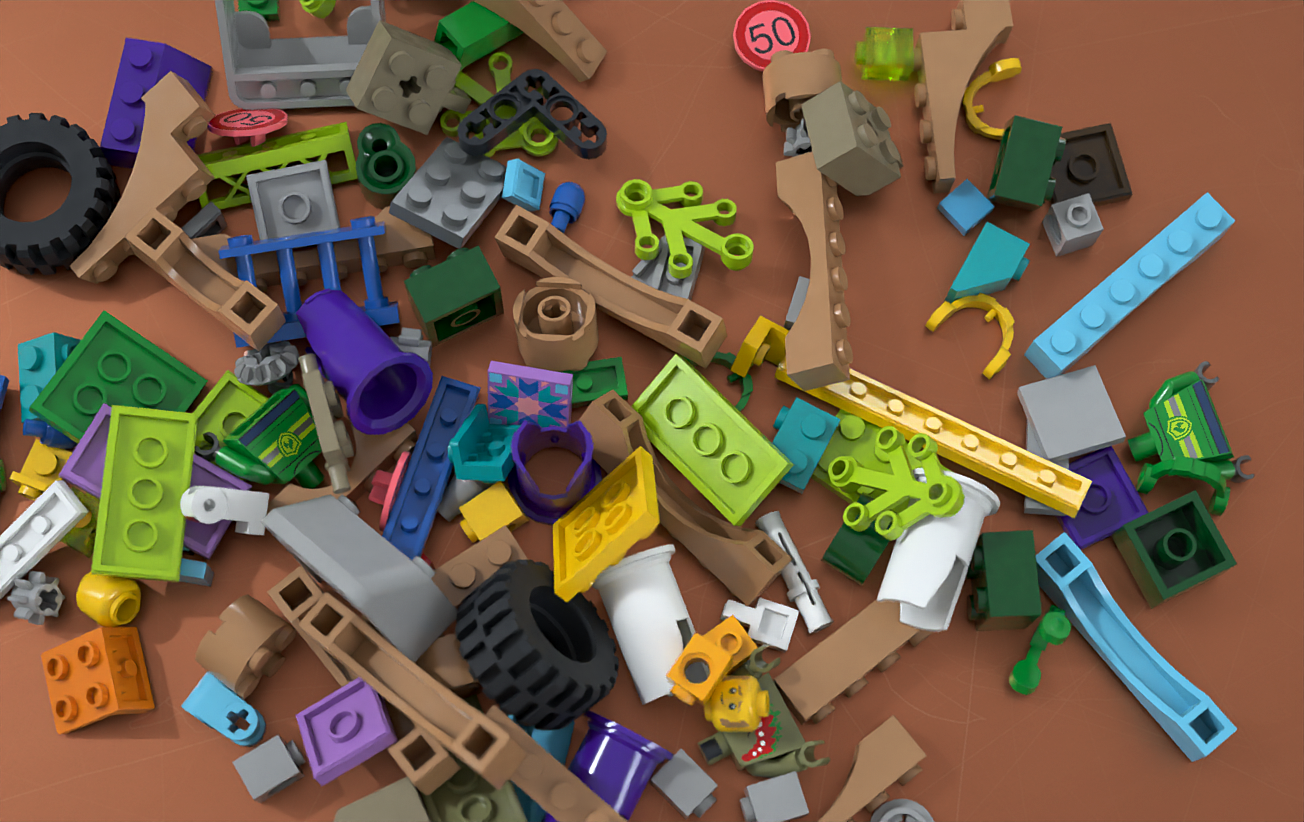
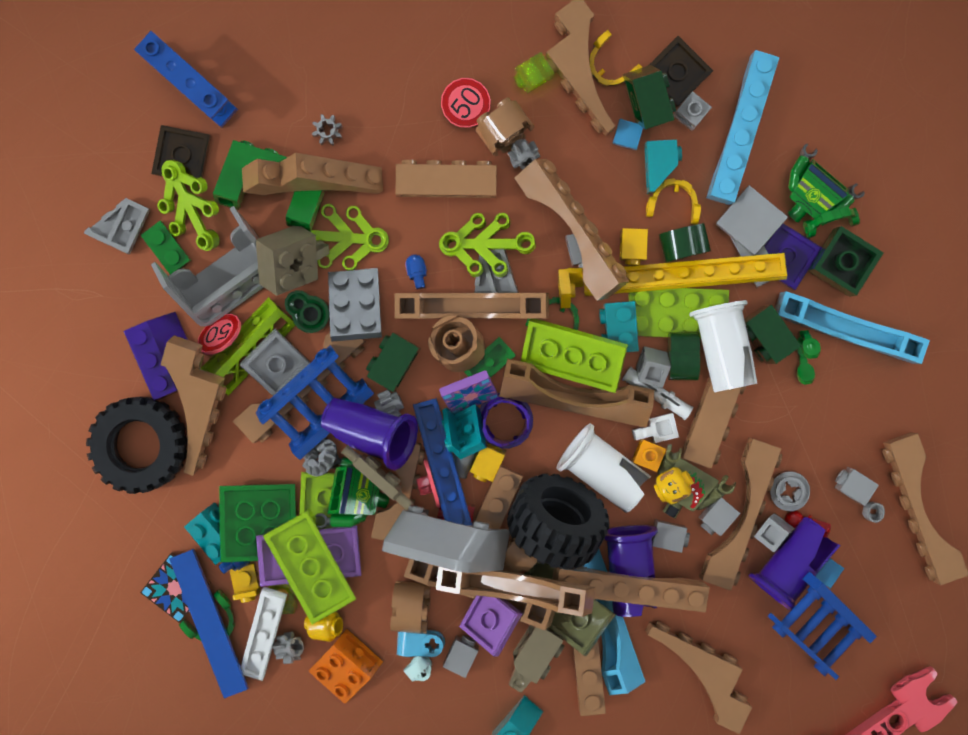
camera: 30 degrees left, 15 degrees up
(189, 269) = (262, 439): medium nougat arch -> none
(194, 733) = (416, 668): none -> light aqua connector
(196, 572) = (358, 584): medium azure tile -> none
(206, 222) = (236, 404): dark grey tile -> none
(212, 504) = (355, 546): white leg -> none
(523, 185) = (387, 274): medium azure tile -> none
(528, 106) = (361, 229): black beam -> none
(605, 524) = (552, 438): yellow plate -> none
(682, 115) = (446, 180): none -> medium nougat brick
(702, 651) = (648, 474): light orange brick -> none
(810, 526) = (653, 367): none -> light grey brick
(851, 140) = (549, 143): dark tan hinge -> none
(884, 349) = (633, 245): none -> yellow brick
(938, 497) = (690, 325): lime plant -> none
(959, 387) = (684, 242): none -> dark green piece

